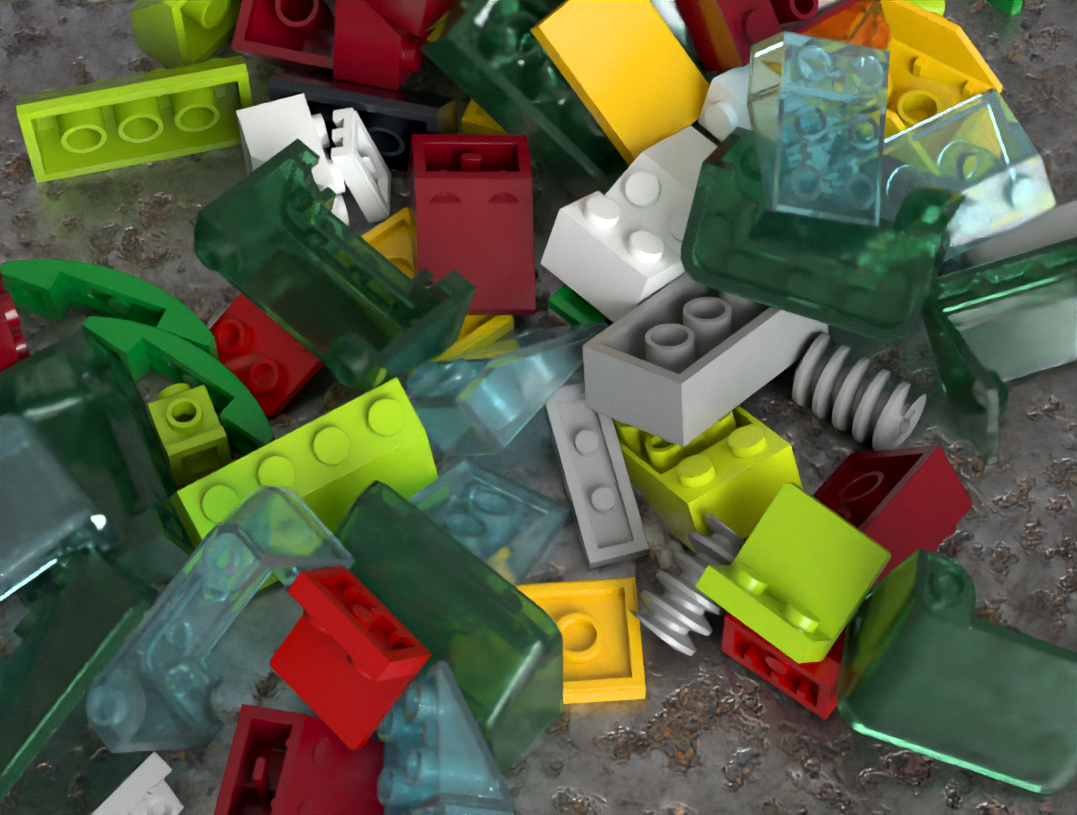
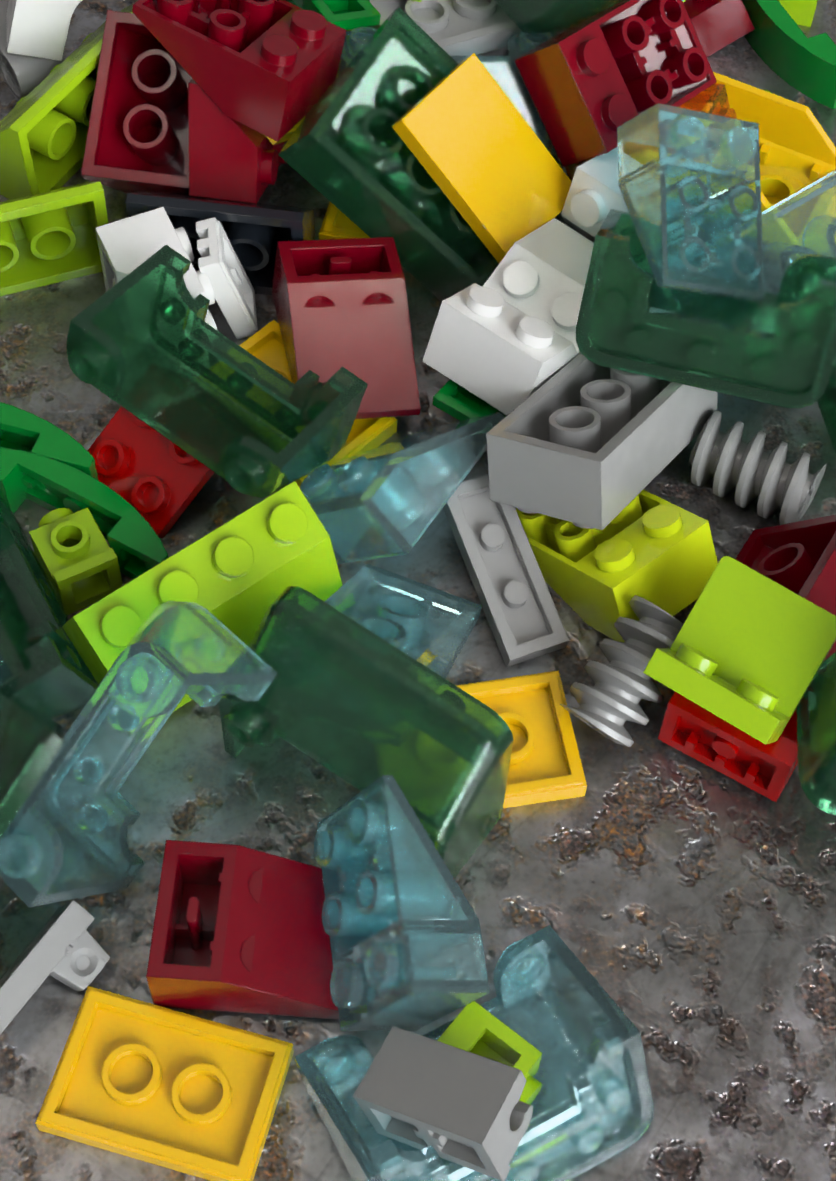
camera: 10 degrees left, 0 degrees up
(346, 654) = (278, 776): red bracket -> none

